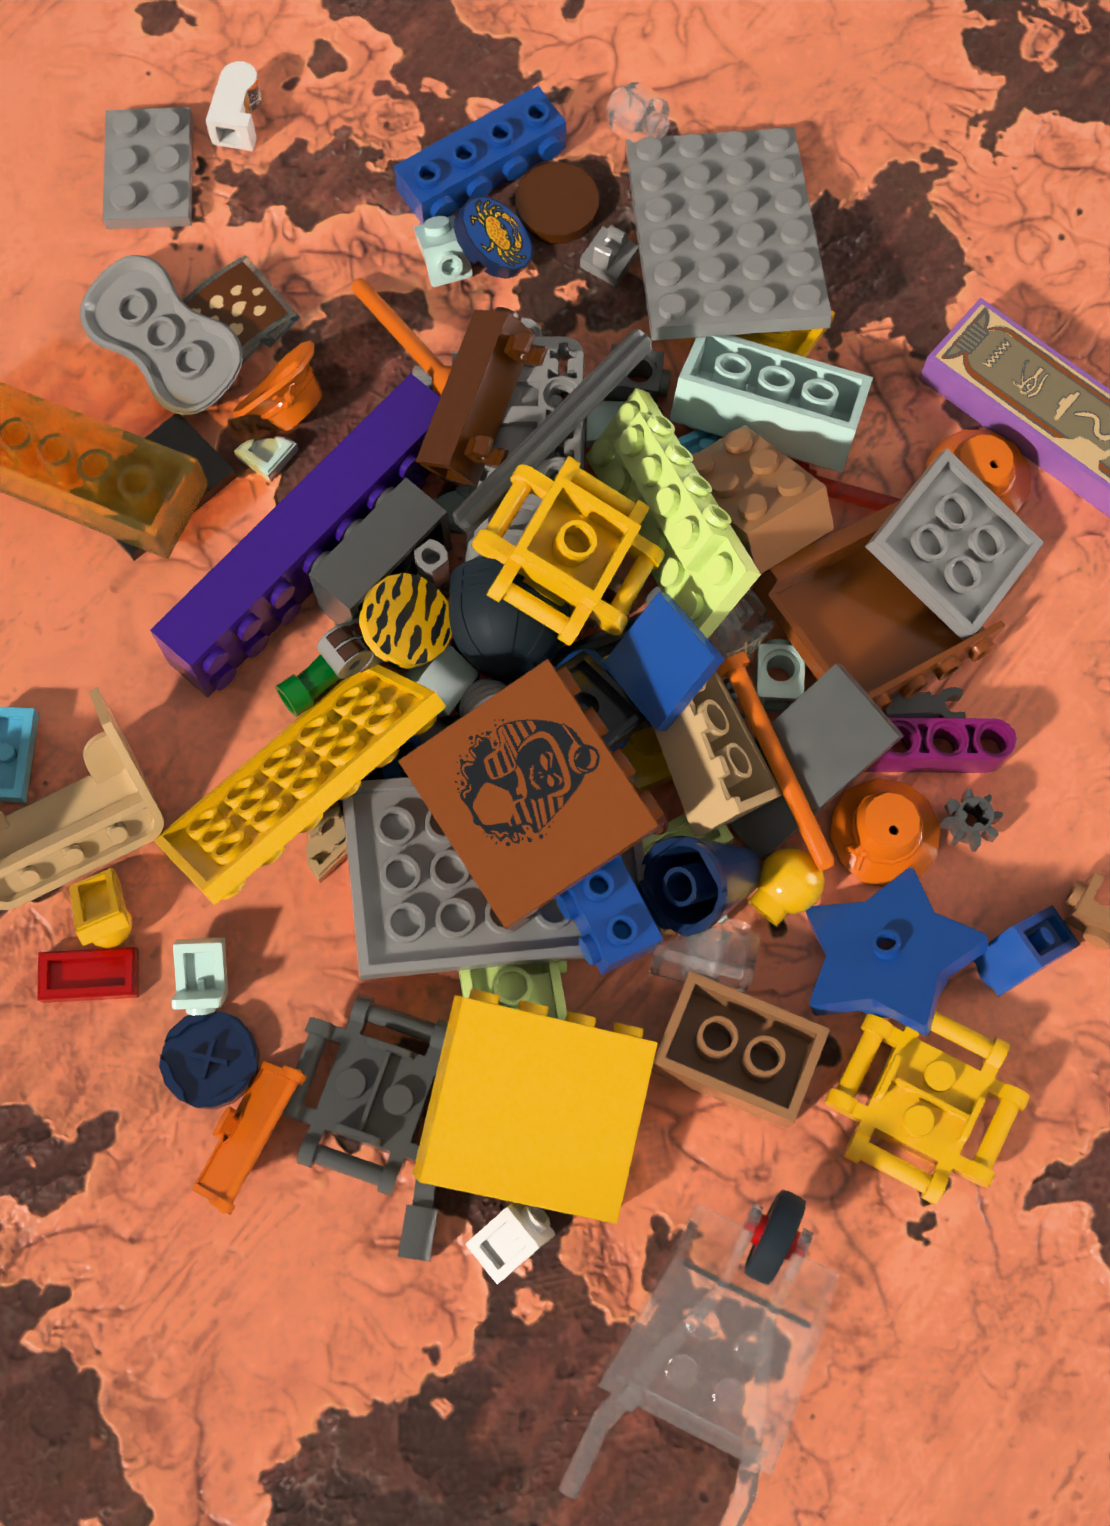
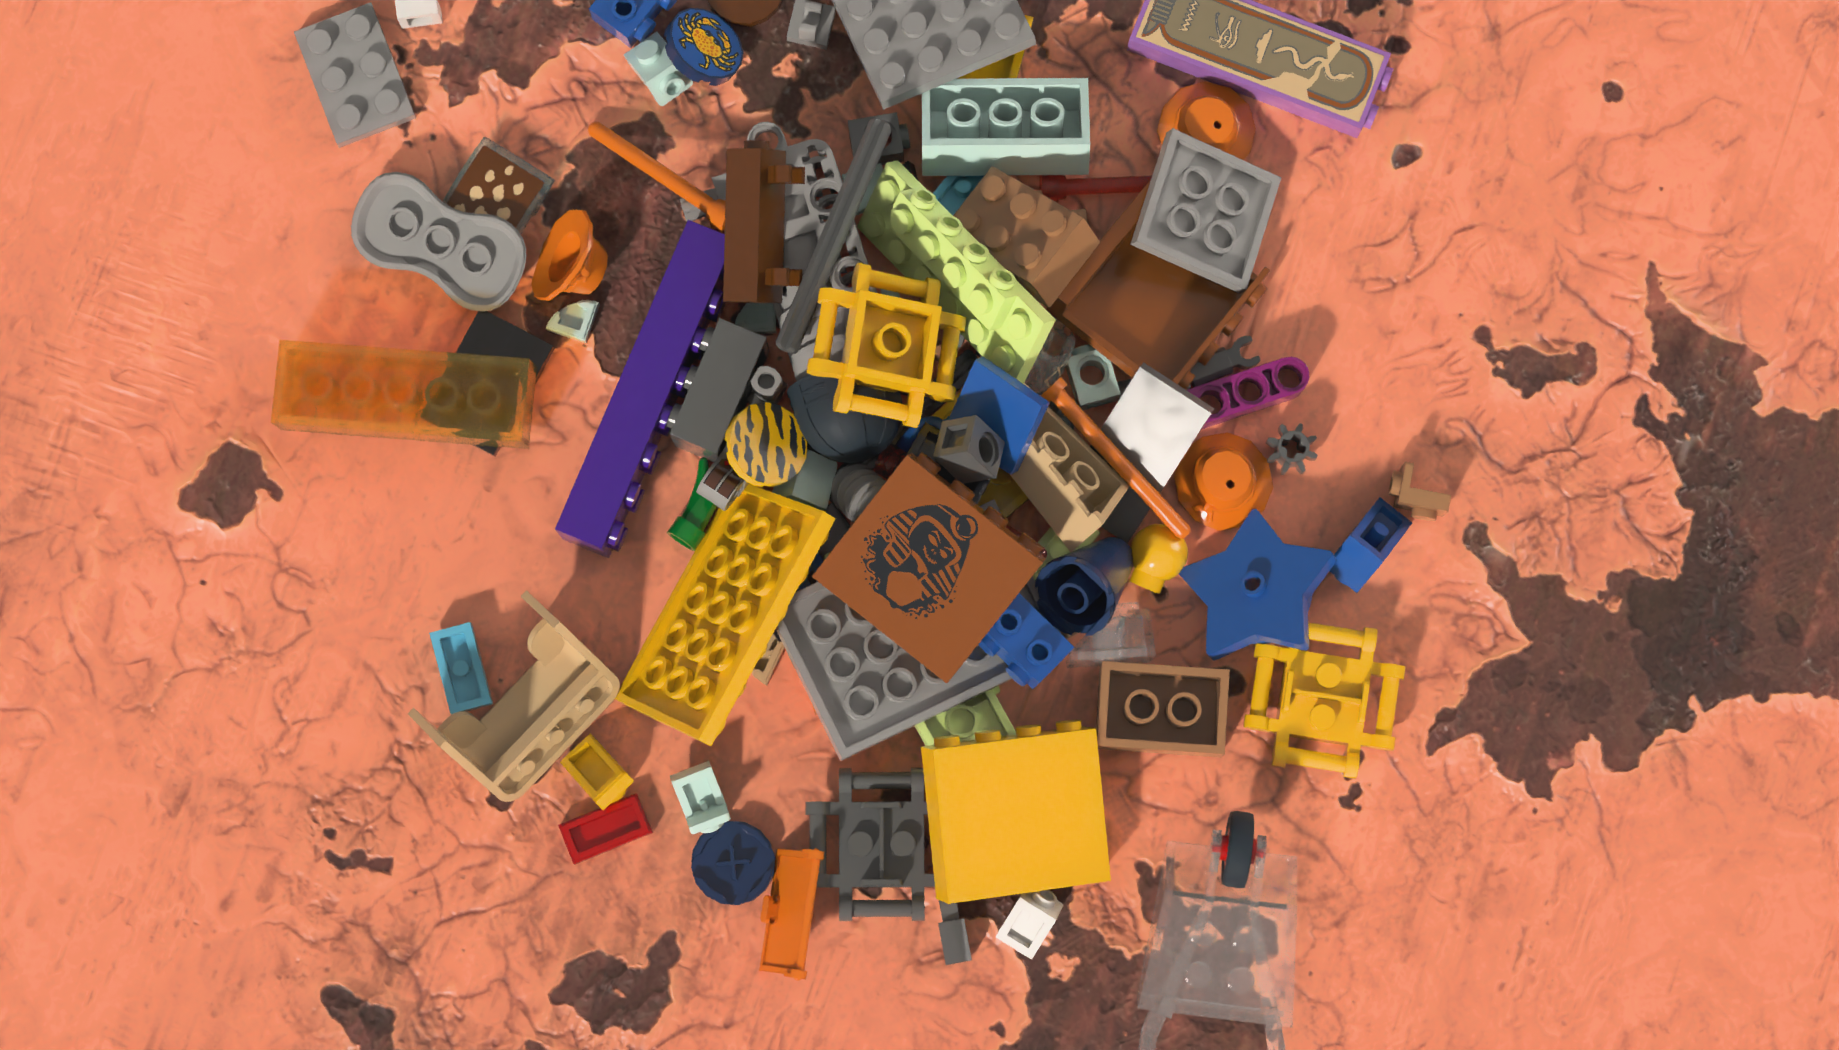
camera: 20 degrees left, 10 degrees up
(619, 683) = (969, 449): none -> dark grey brick

